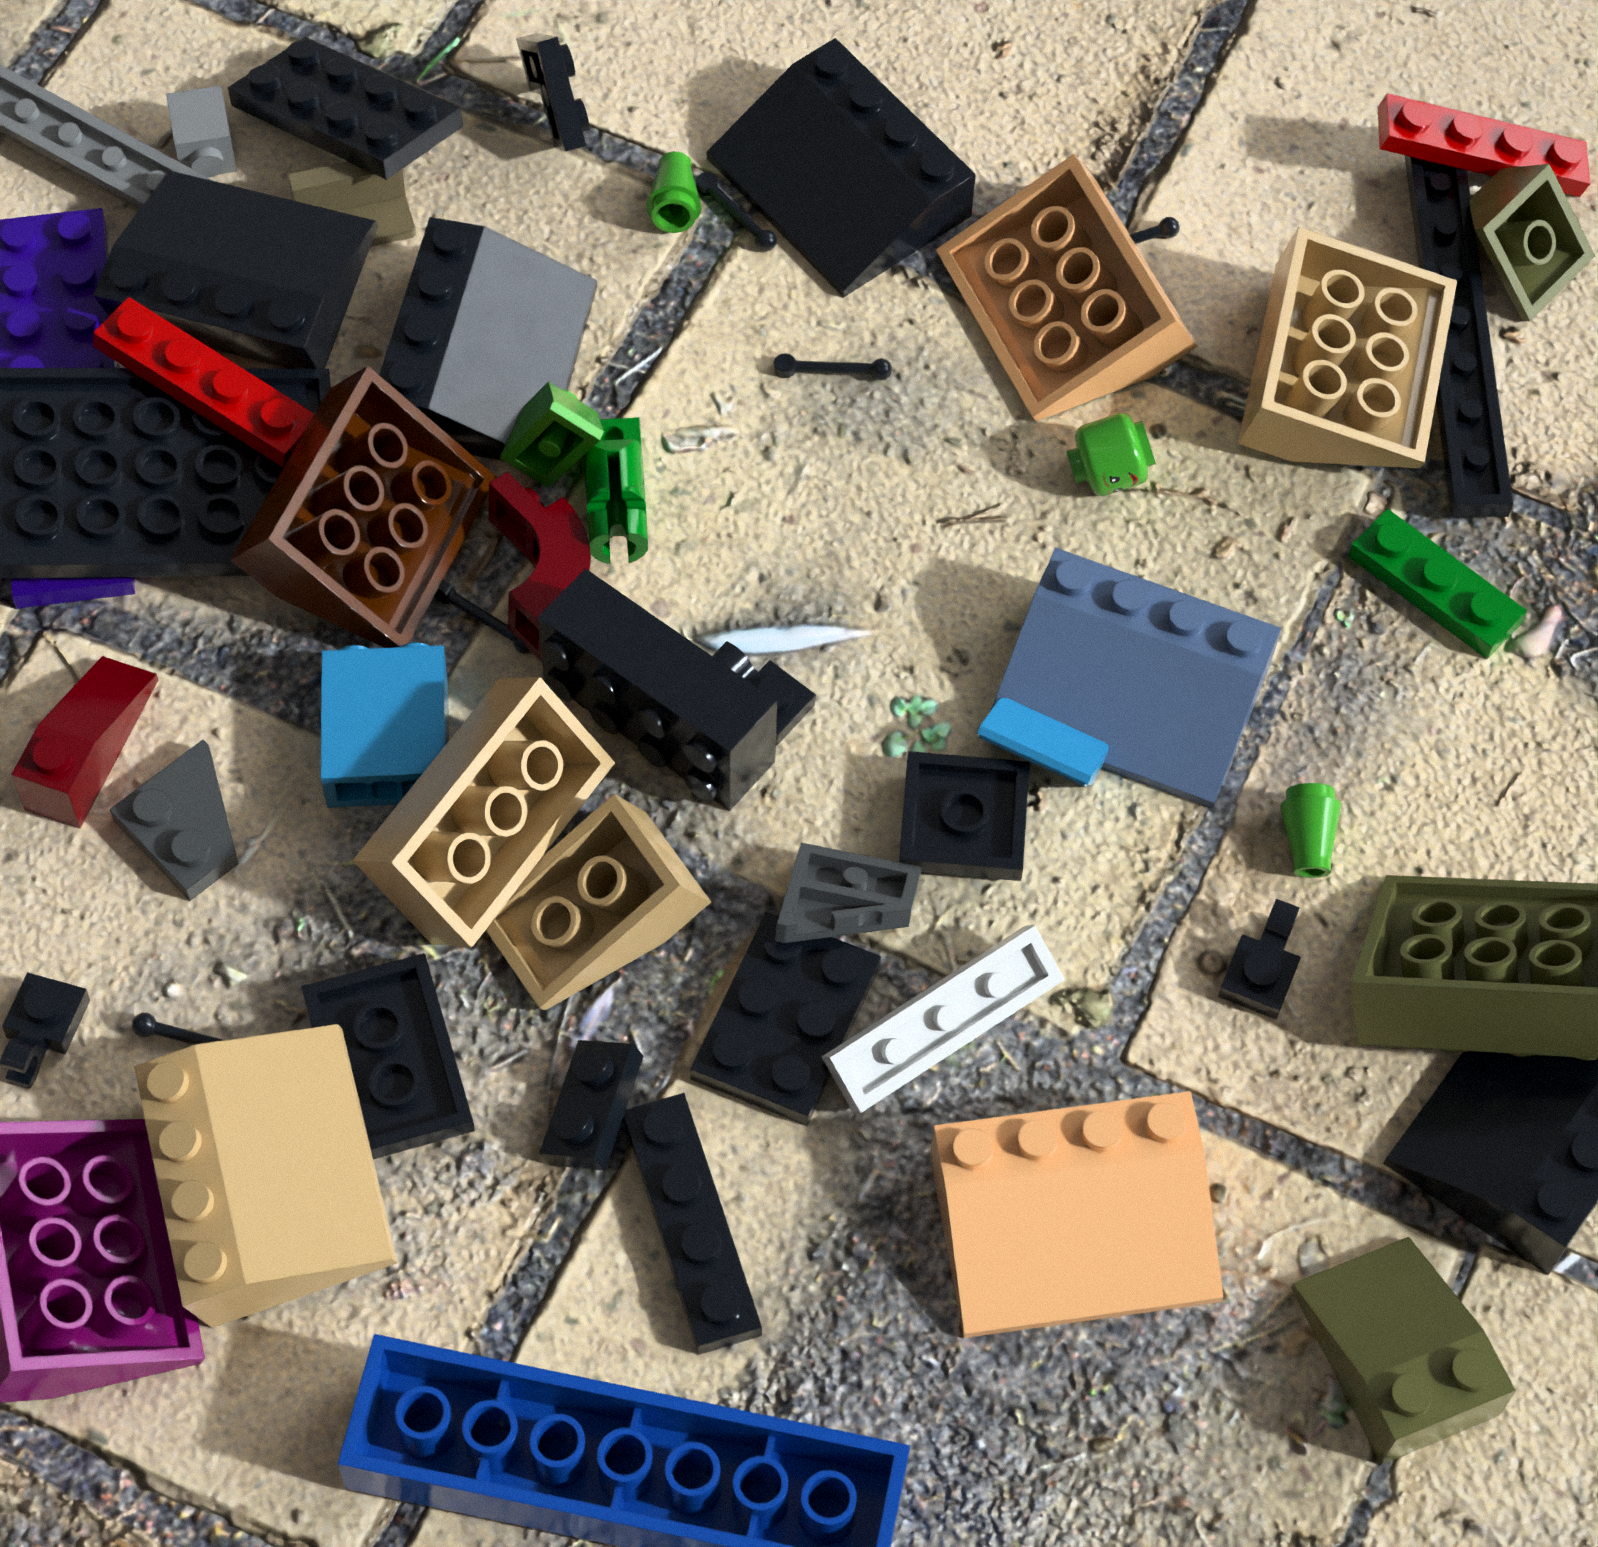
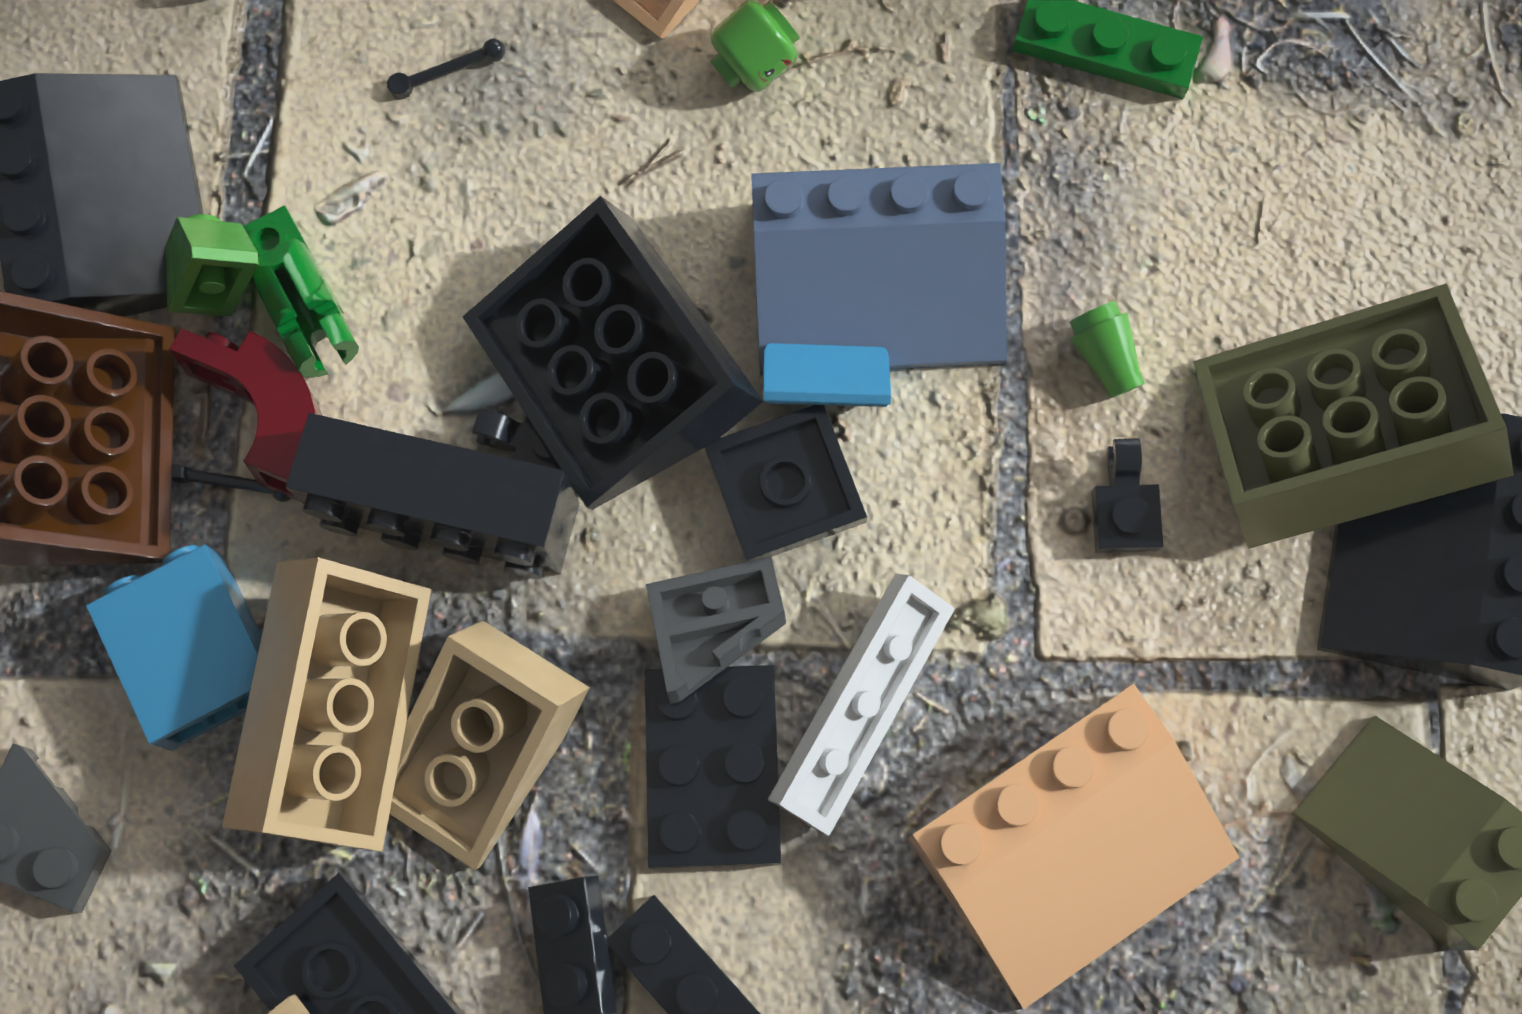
camera: 20 degrees left, 15 degrees up
(861, 644) = (609, 356): none -> black slope

